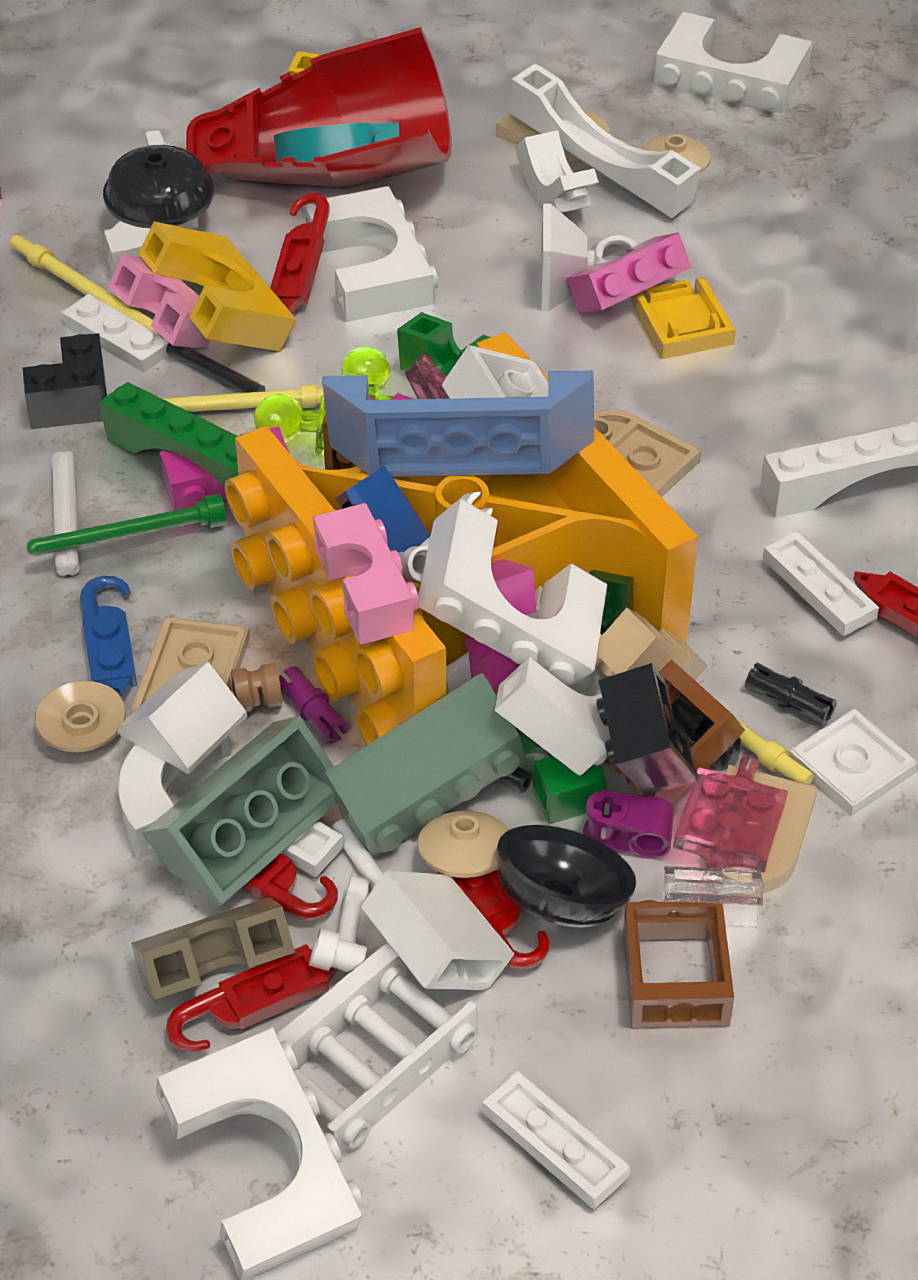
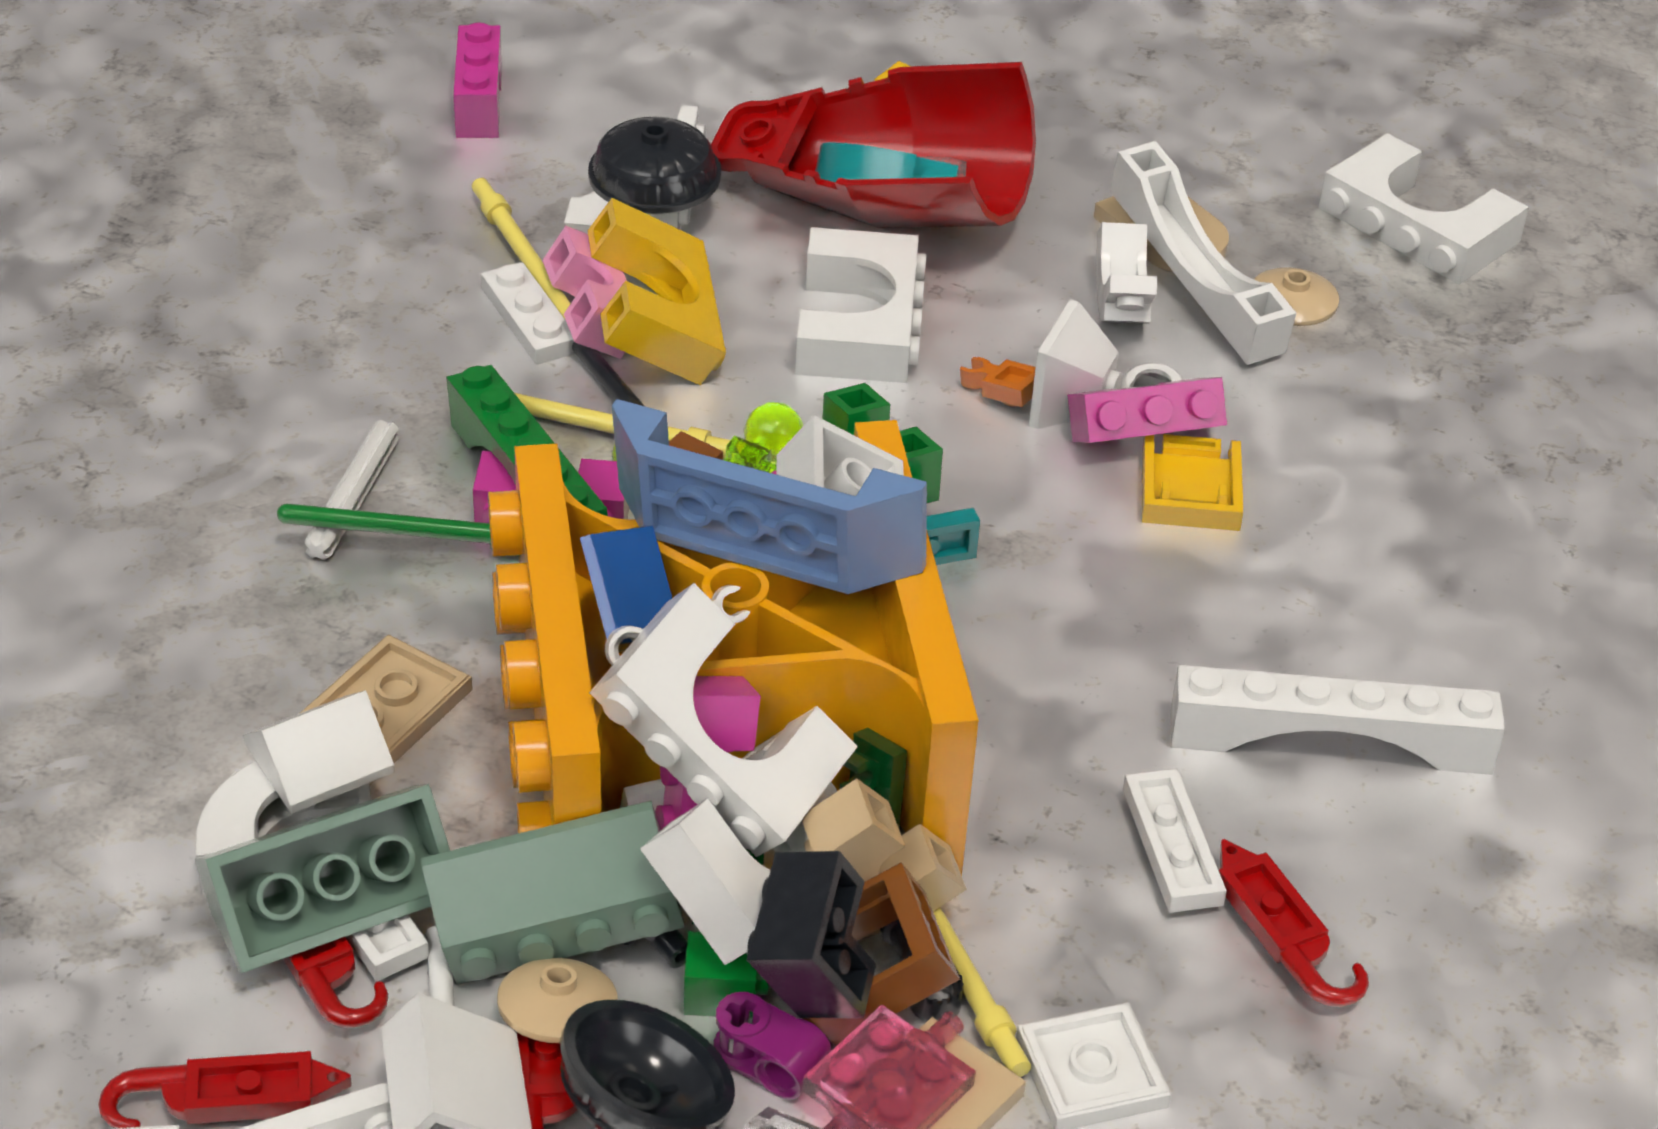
camera: 20 degrees right, 5 degrees down
(67, 390) = (420, 355): black brick -> none
(80, 716) = (221, 709): tan dish -> none
(107, 637) = (312, 643): blue plate -> none
(234, 937) = (225, 1014): dark tan arch -> none
(246, 685) = (435, 745): medium nougat wheel -> none
(301, 254) = (773, 286): red plate -> none
(313, 705) = (490, 785): magenta pin -> none
(340, 948) = (339, 1070): white brick -> none
(377, 596) = (546, 656): bright pink arch -> none
(512, 281) = (1007, 382): none -> orange plate
(648, 449) = (1040, 621): tan tile -> none
(790, 693) = (1060, 959): black pin -> none

